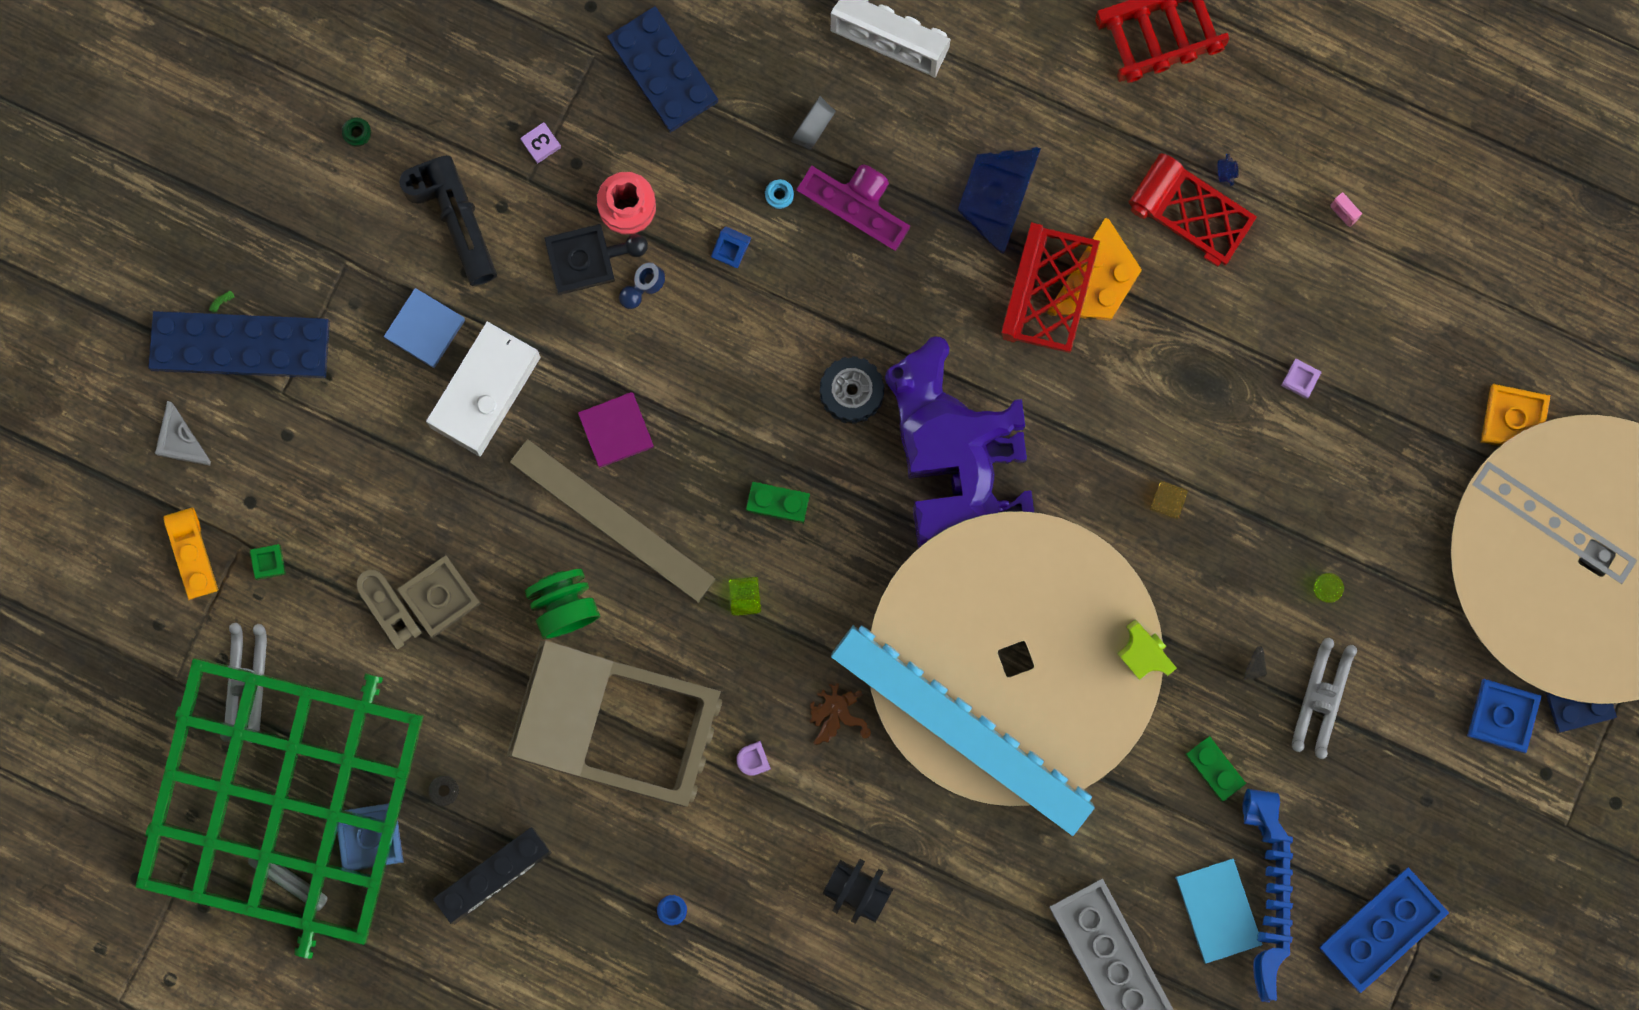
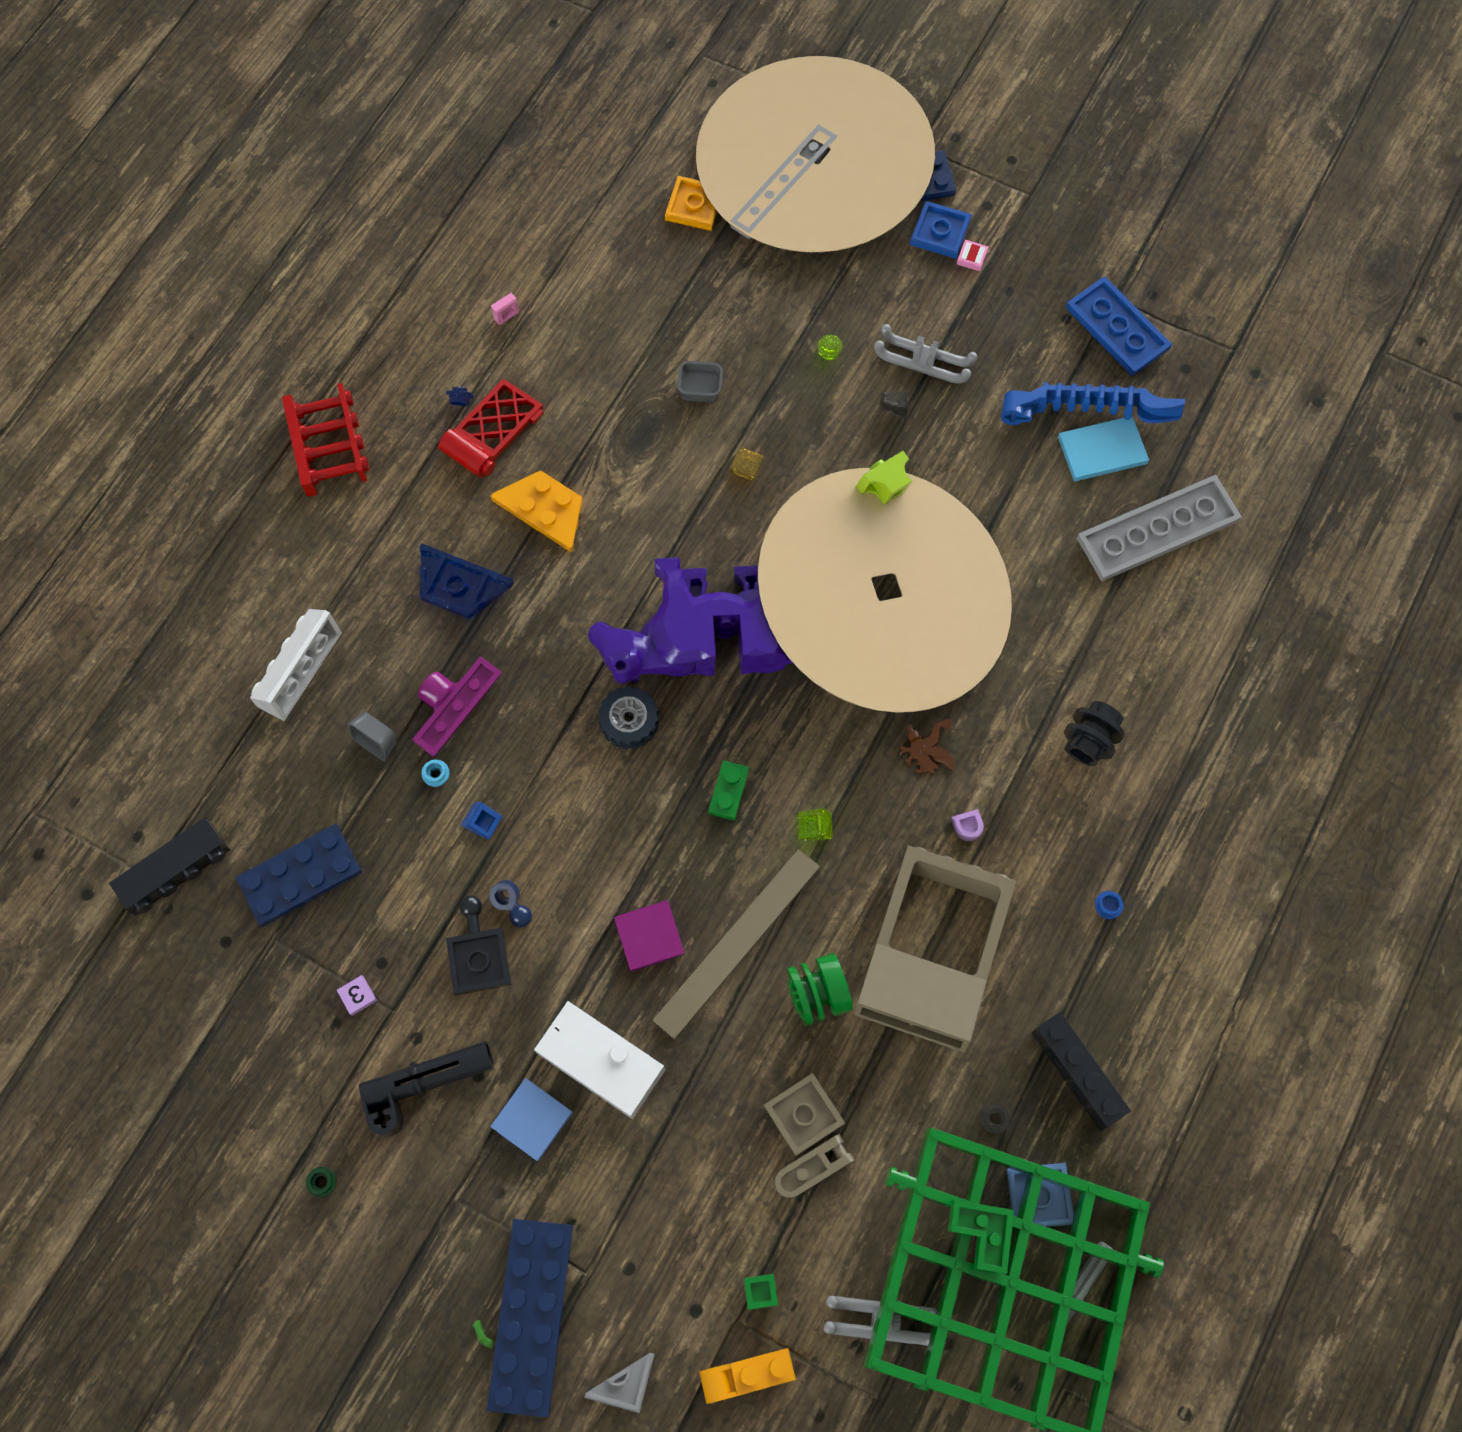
camera: 85 degrees left, 10 degrees down
(325, 777) = (992, 1229): none -> green plate
(630, 219) = (431, 893): coral piece -> none
(963, 730) = (947, 637): medium azure brick -> none
(1026, 280) = (544, 564): red fence -> none
(1215, 769) = (981, 443): green plate -> none
(1268, 438) = (700, 381): none -> dark grey piece
(1301, 378) = (648, 355): lavender tile -> none
(1469, 754) = (972, 255): none -> tile

